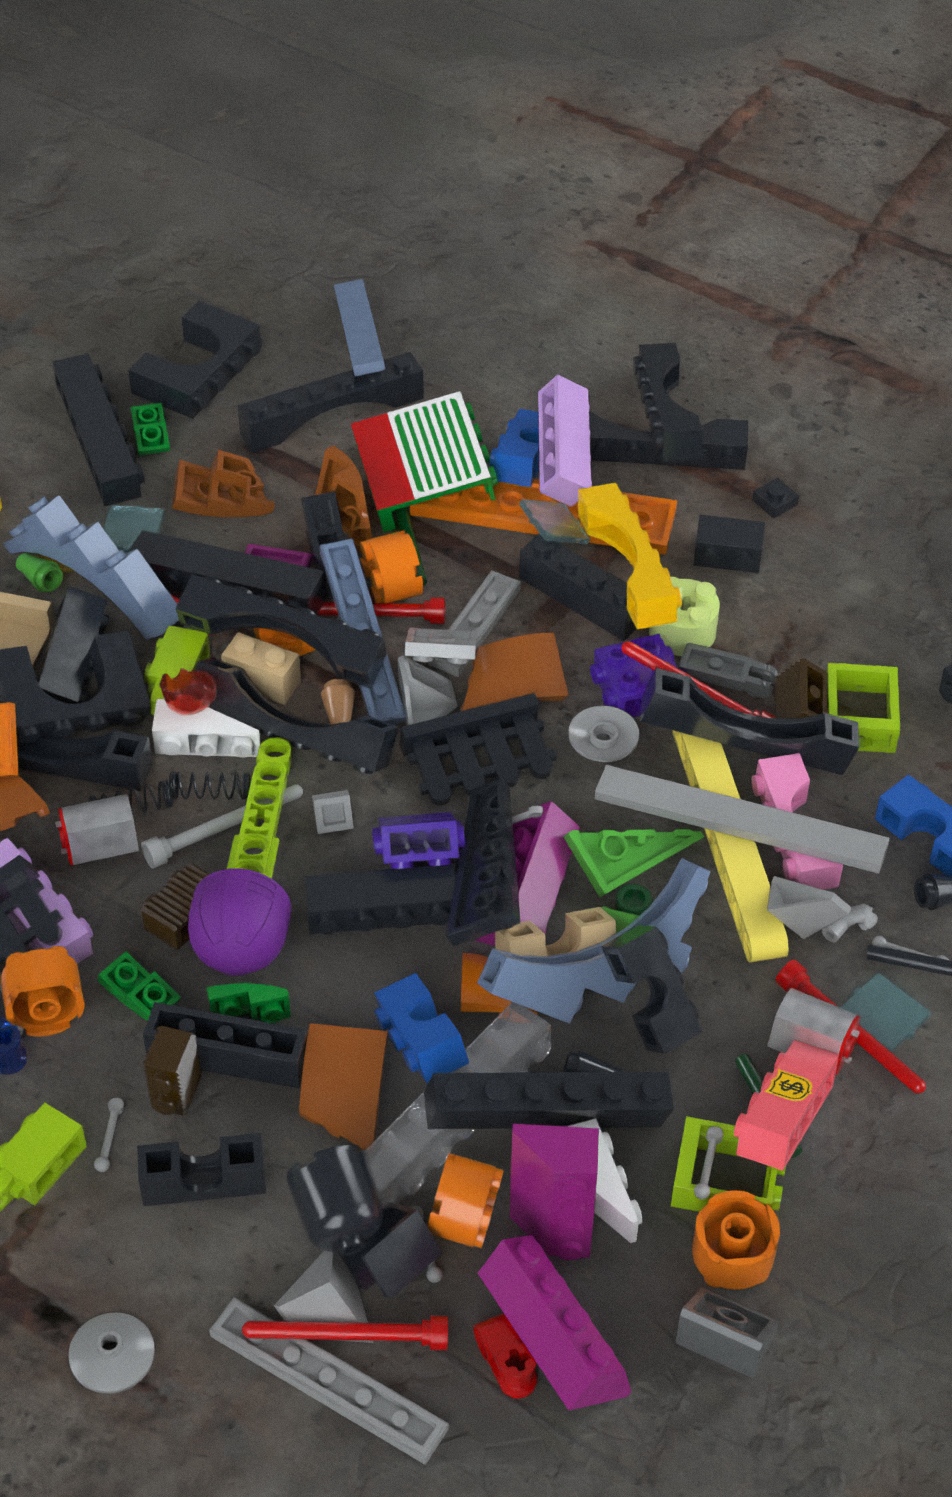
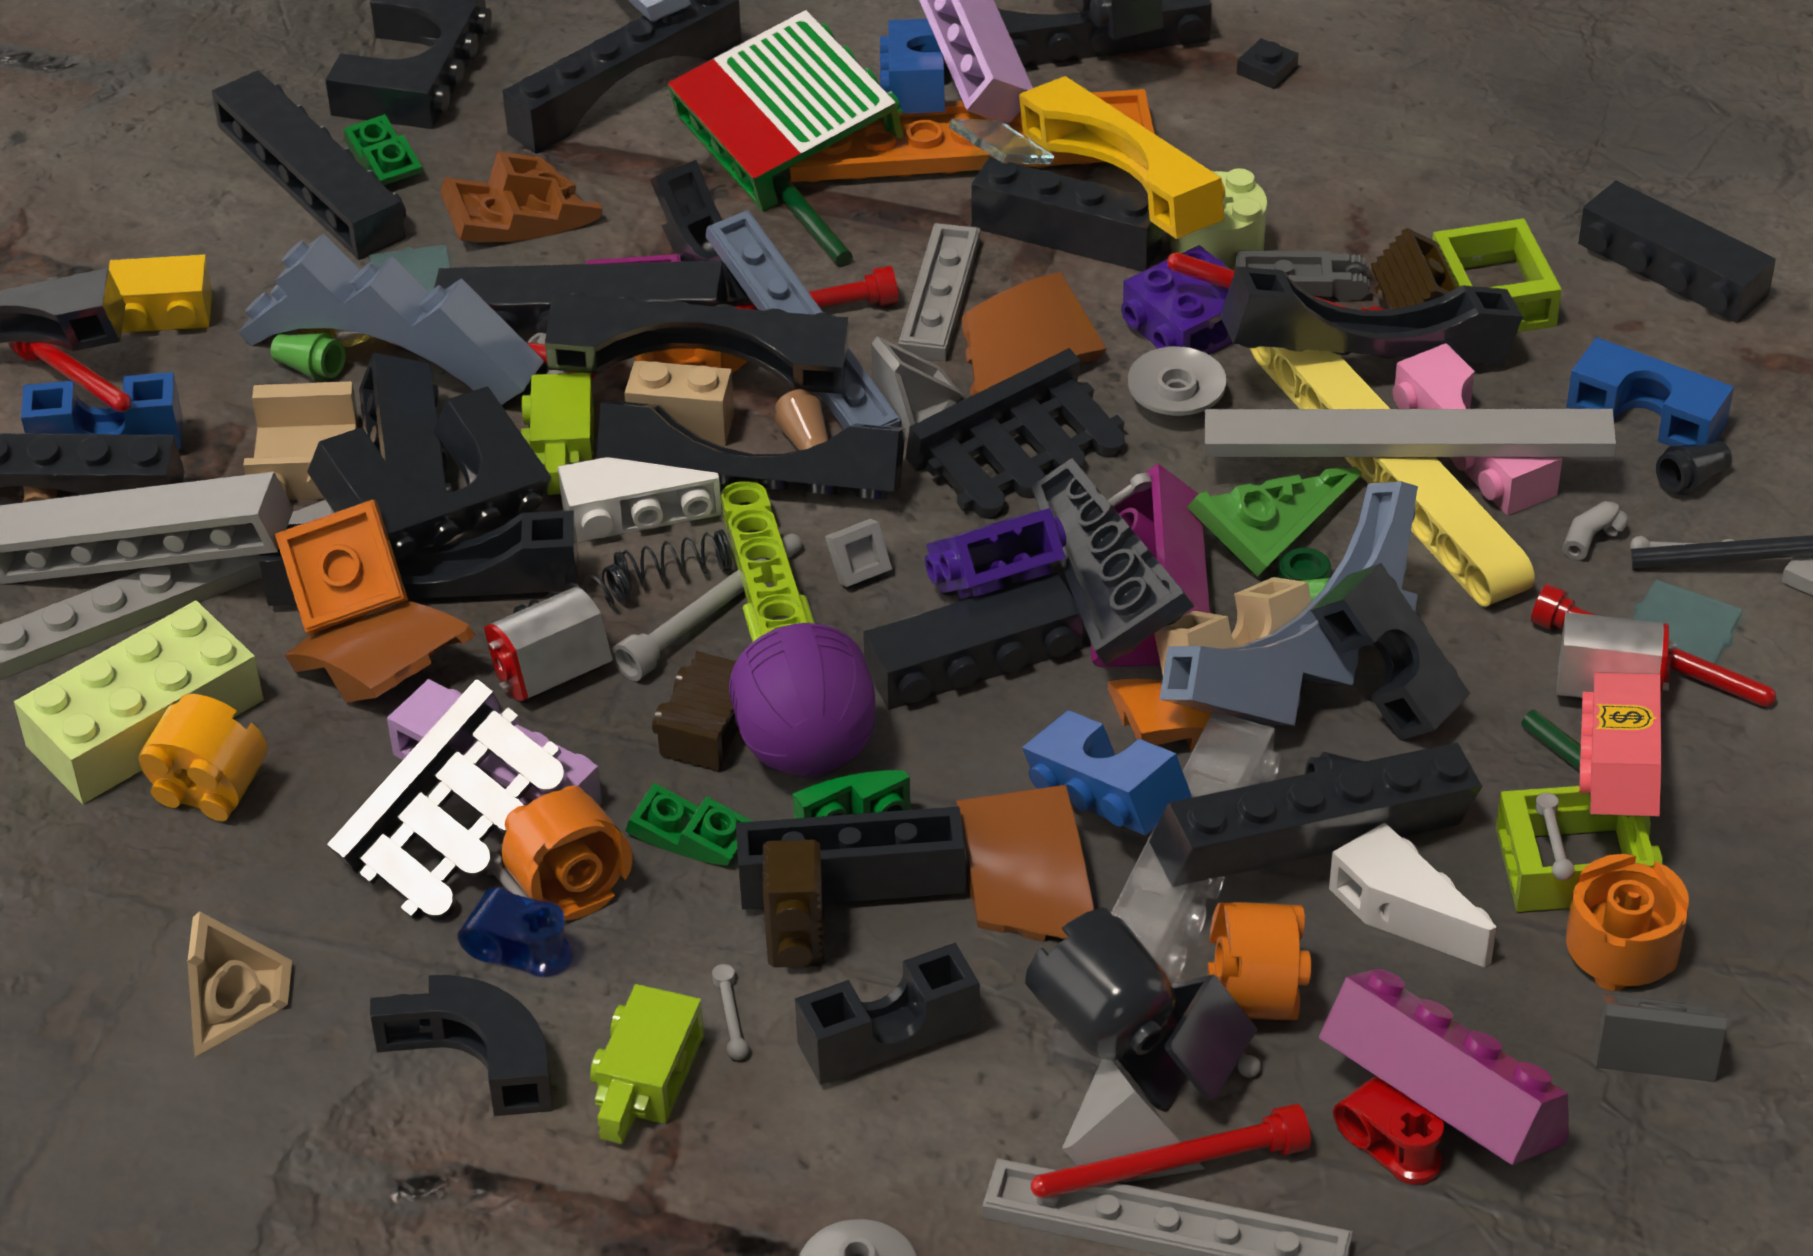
camera: 15 degrees left, 5 degrees down
(188, 691) = (606, 443): clear red hair -> none
(343, 478) = (690, 138): dark orange slope -> none
(391, 566) = (811, 237): orange brick -> none
(450, 644) = (901, 321): light grey plate -> none
(555, 1186) = (1386, 893): magenta slope -> none
(729, 543) = (1235, 126): black brick -> none
(804, 906) = (1539, 517): light grey slope -> none

